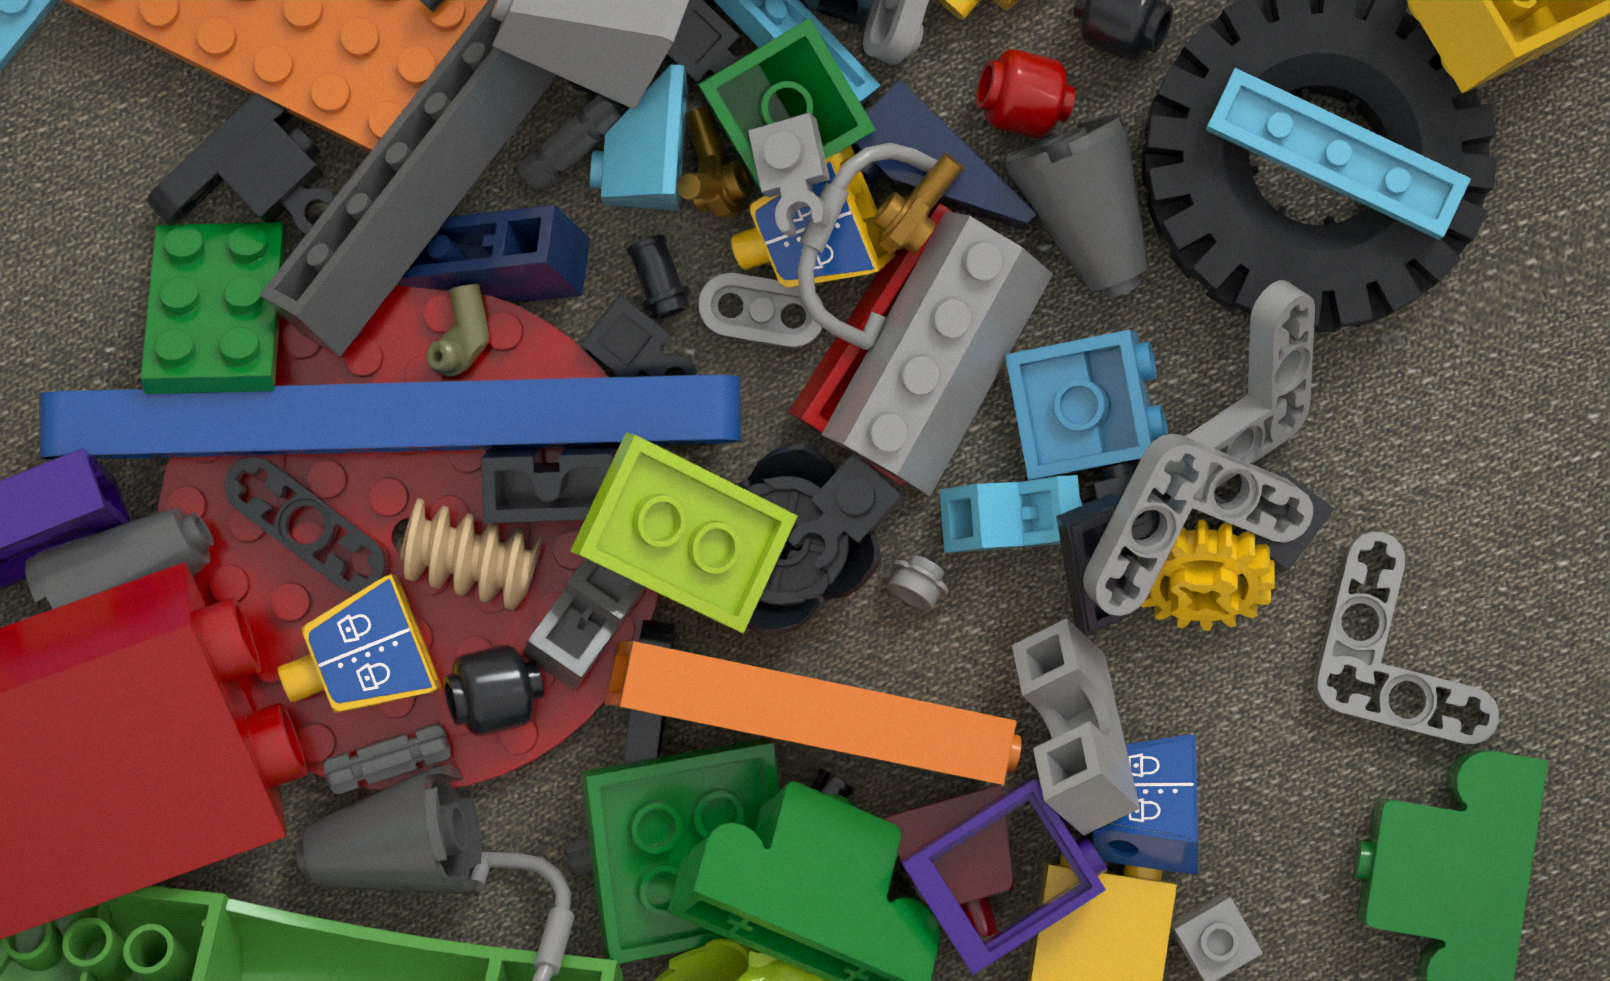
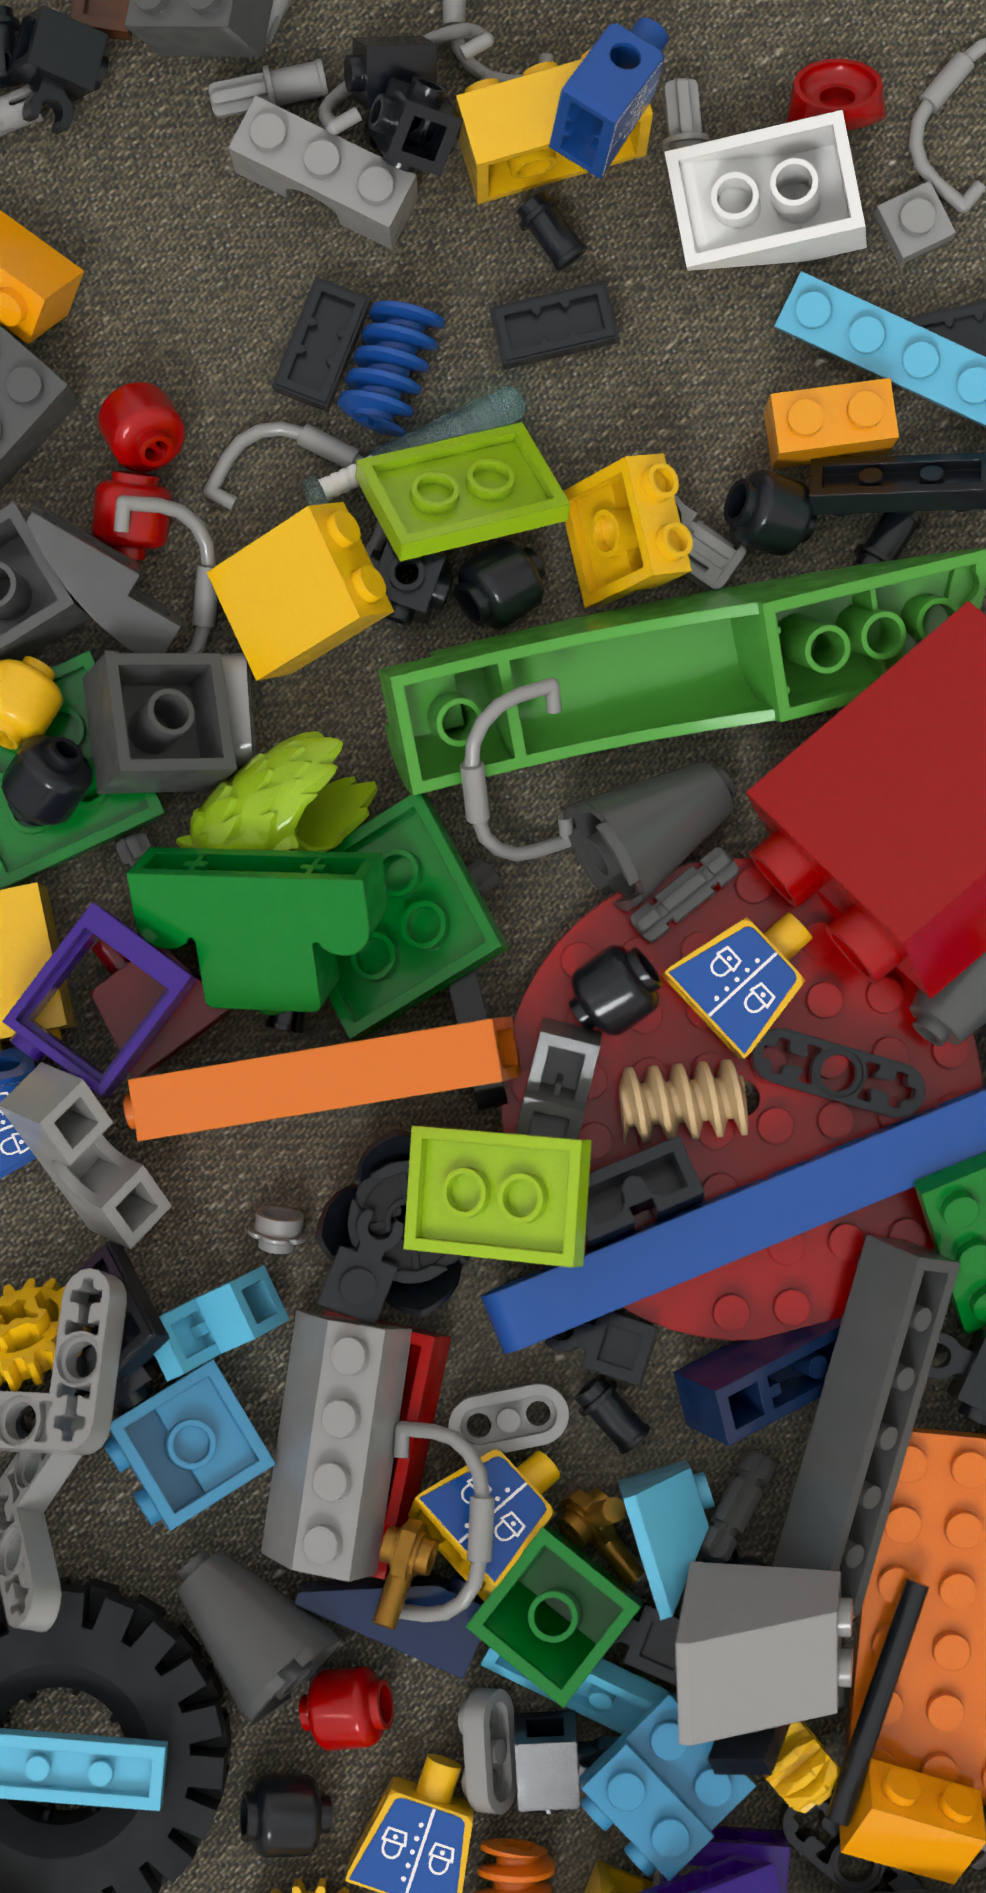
camera: 155 degrees right, 0 degrees up
(465, 338) = (761, 1294): olive arm -> none
(788, 163) = (529, 1566): light grey plate -> none

